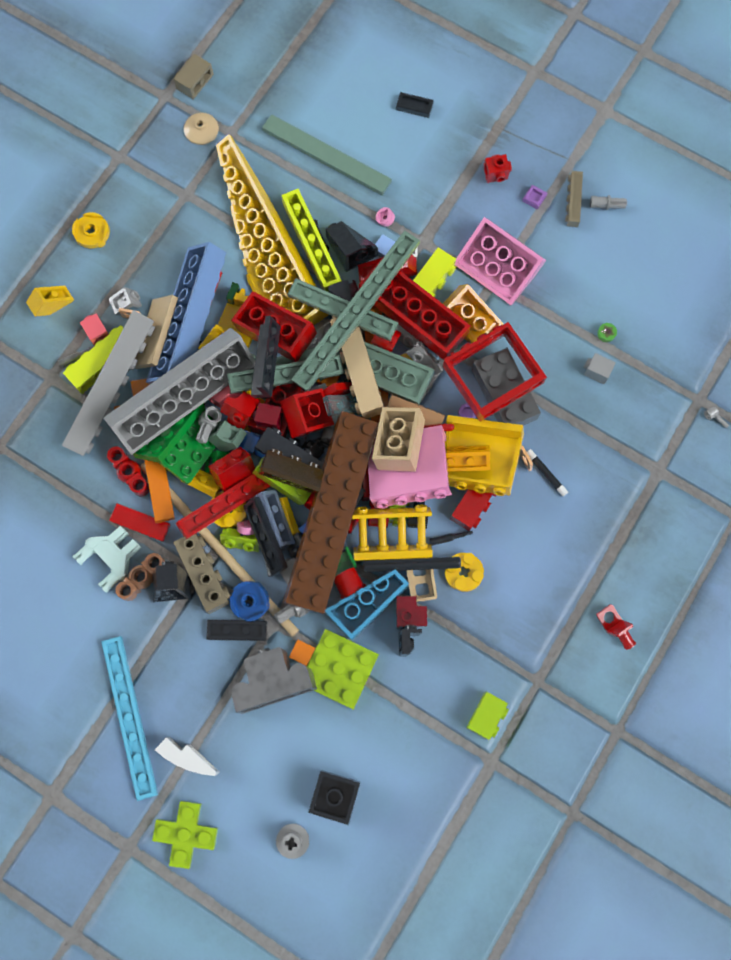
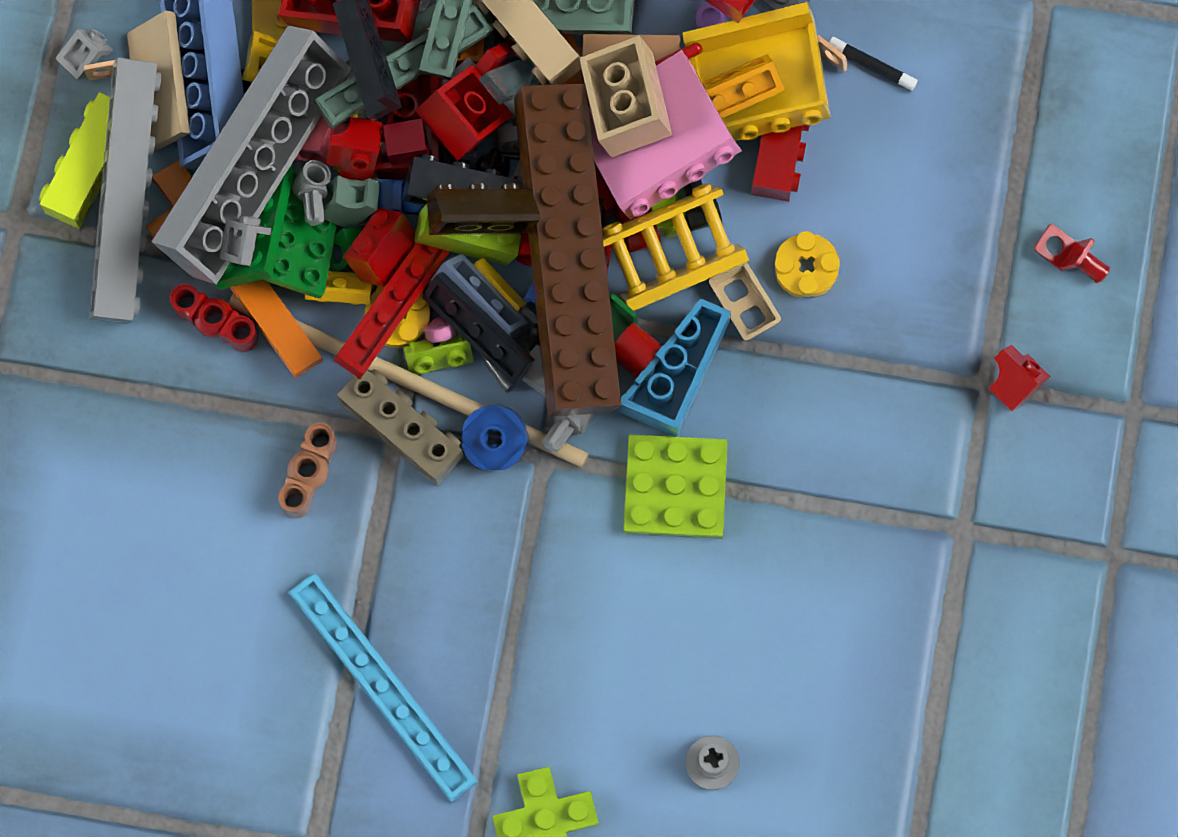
camera: 20 degrees left, 0 degrees up
(73, 357) = (42, 172): flat silver piece -> none
(94, 328) = (56, 116): coral brick -> none
(111, 554) = (244, 454): light aqua connector -> none
(139, 522) = (266, 390): red tile -> none
(152, 434) = (240, 238): none -> light grey bracket
(171, 583) = (361, 456): black wedge -> none
(185, 758) = (500, 708): white slope -> none
(236, 630) = (492, 492): black tile -> none
(271, 680) = (580, 542): flat silver brick -> none
(302, 652) = (608, 485): orange tile -> none
(334, 797) = (749, 670): black brick -> none
(406, 643) = (761, 397): black bracket -> none
(409, 613) = (750, 360): dark red brick -> none
(412, 564) = (722, 282): black axle -> none
(447, 538) = (761, 223): black piece -> none
(487, 716) = (930, 463): lime brick -> none
(558, 687) = (1017, 377): none -> red brick

